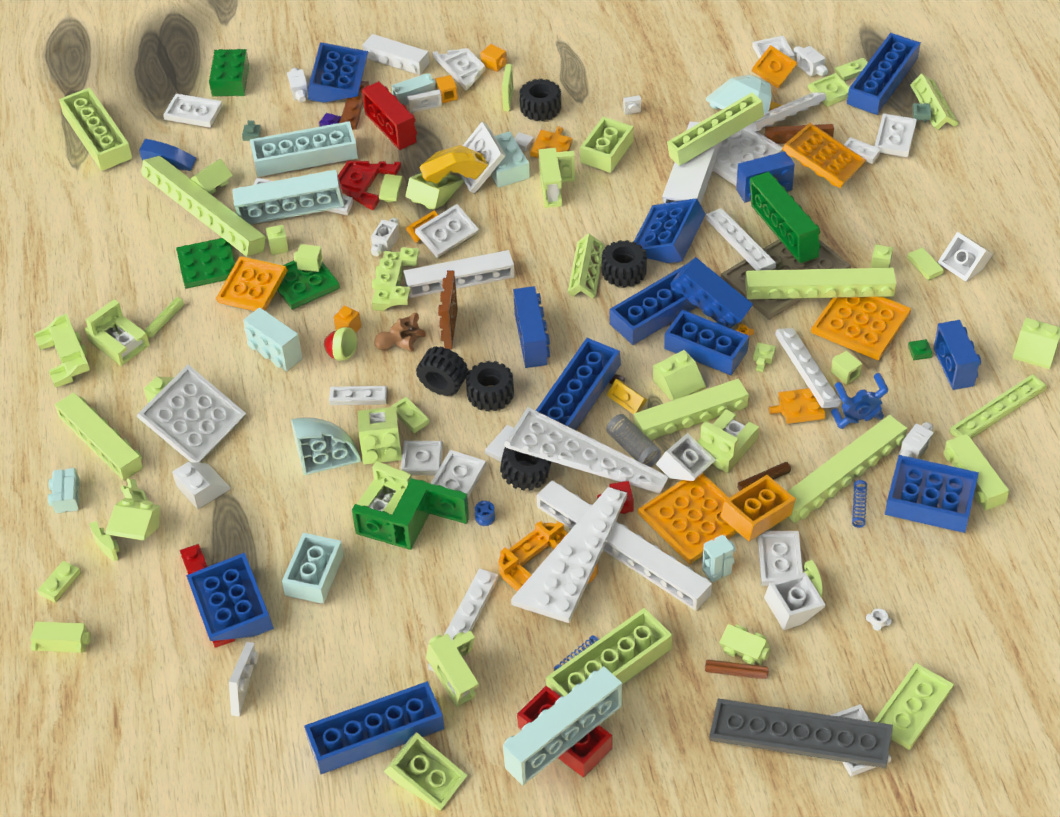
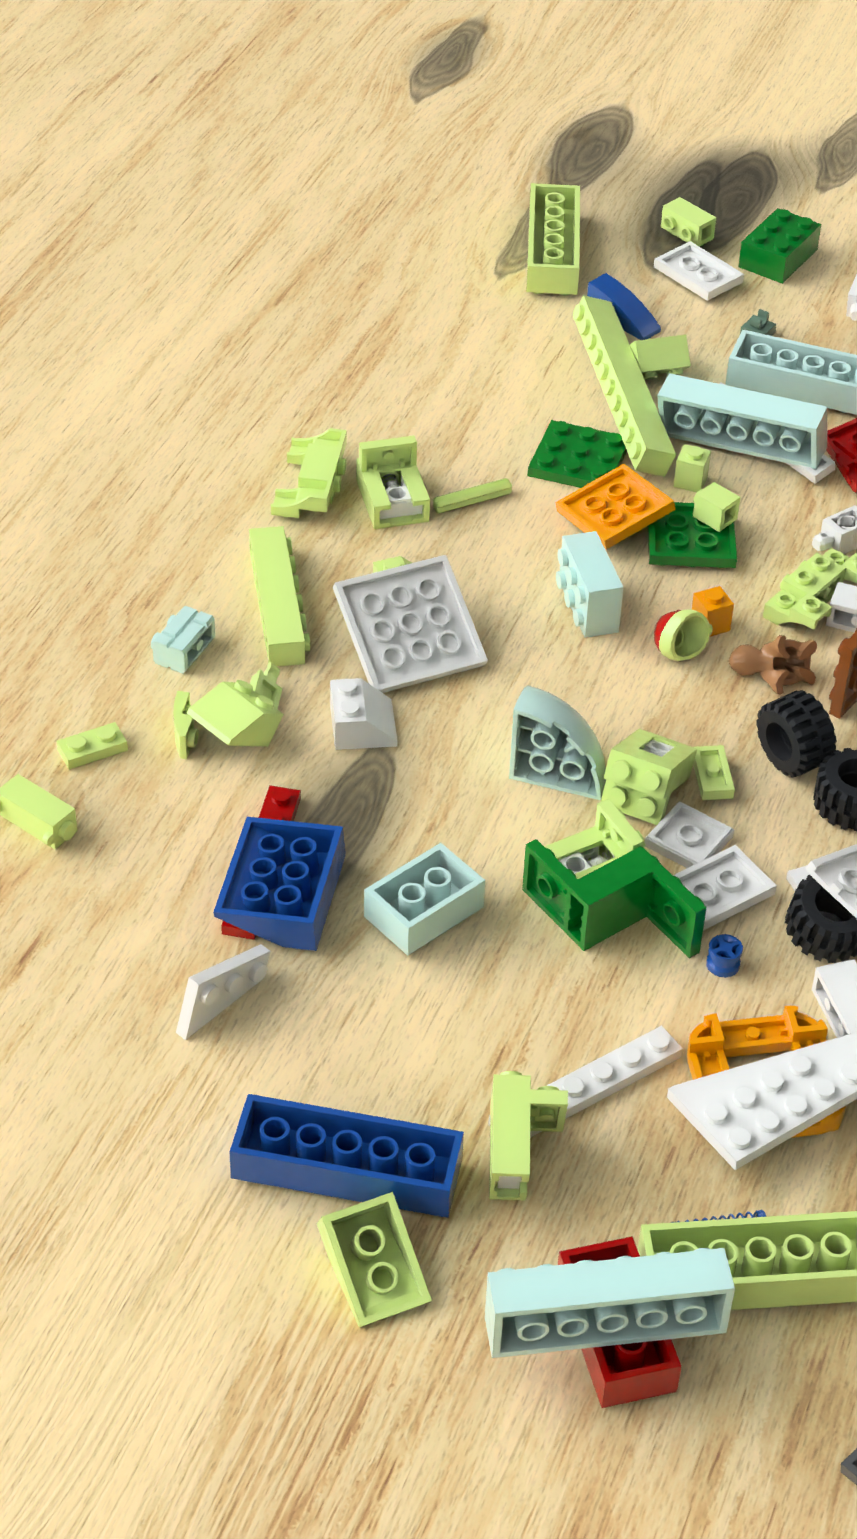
camera: 30 degrees right, 5 degrees down
(166, 81) = (688, 222): none -> yellowish green brick
(358, 395) = (659, 713): white tile -> none

